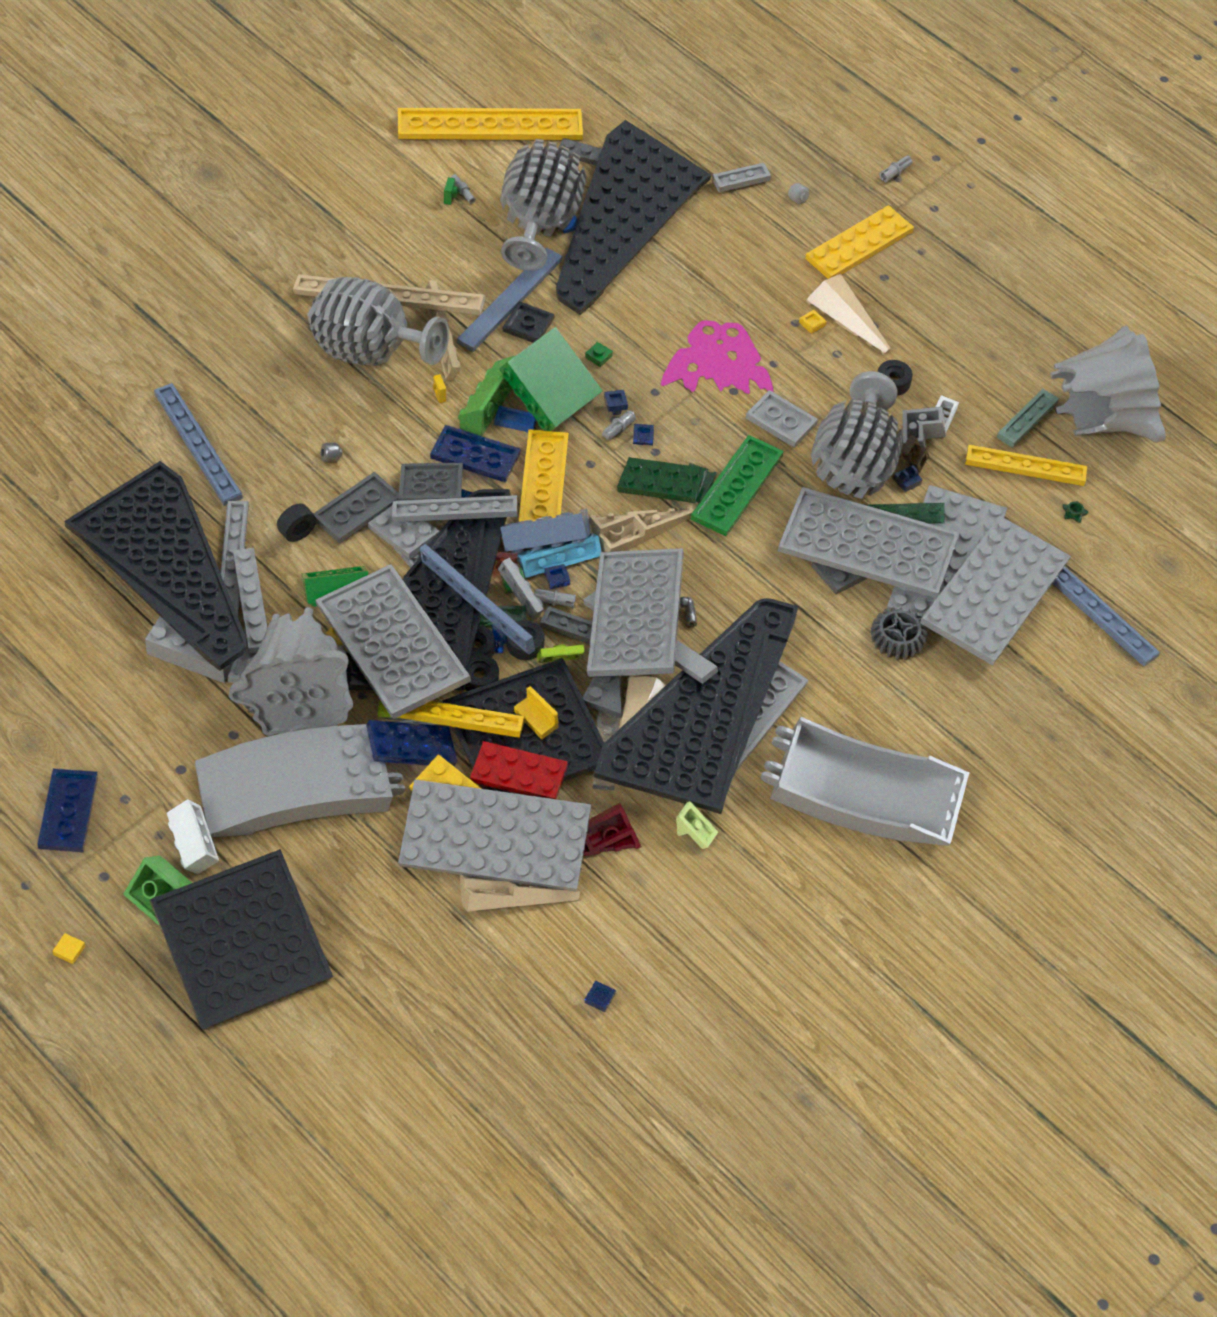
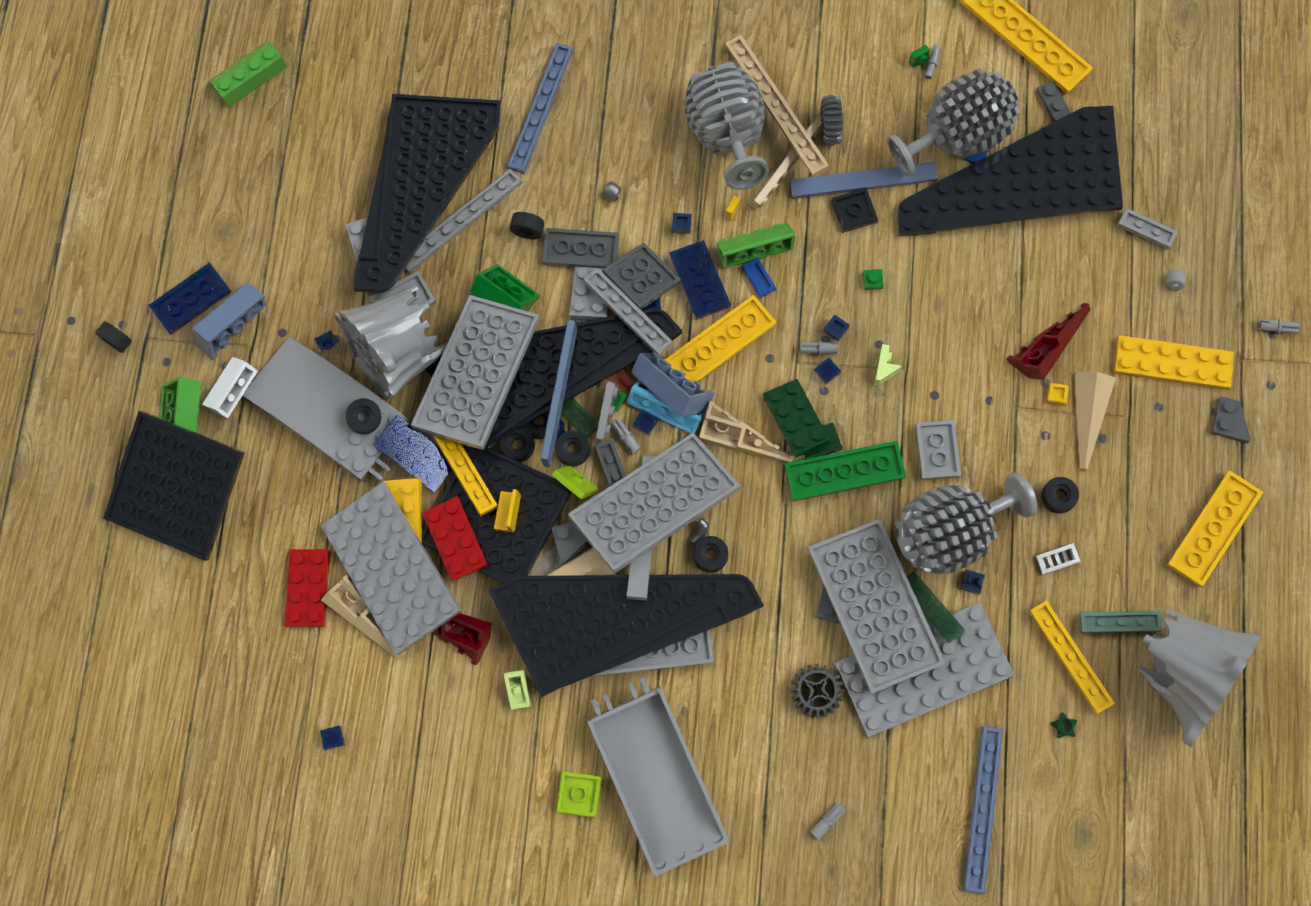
camera: 60 degrees right, 20 degrees up
(38, 890) = (113, 336): none -> black tyre
(68, 948) = (97, 390): yellow tile -> none
(126, 794) = (228, 319): none -> sand blue wedge
(231, 736) = (326, 341): none -> clear blue plate
(250, 597) = (442, 253): light grey plate -> none
(341, 753) = (358, 406): none -> black tyre
(415, 427) = (681, 223): none -> dark blue tile
(440, 267) = (831, 120): none -> dark grey gear
(441, 919) = (306, 587): none -> red plate
(550, 380) = (801, 273): panel -> none
(677, 399) = (884, 370): none -> yellowish green slope
(714, 361) = (948, 359): dark pink piece -> none
(714, 606) = (705, 544): none -> black tyre
(771, 303) = (1041, 355): none -> dark red wedge
(828, 853) = (579, 794): none -> lime plate
(914, 453) = (992, 571): dark brown slope -> none
(924, 424) = (1022, 551): light grey brick -> none
(937, 247) = (1230, 420): none -> dark grey wing
(995, 590) = (921, 730): light grey plate -> none
(1010, 707) = (828, 821): none -> light grey axle
(1011, 315) = (1215, 528): none -> yellow plate

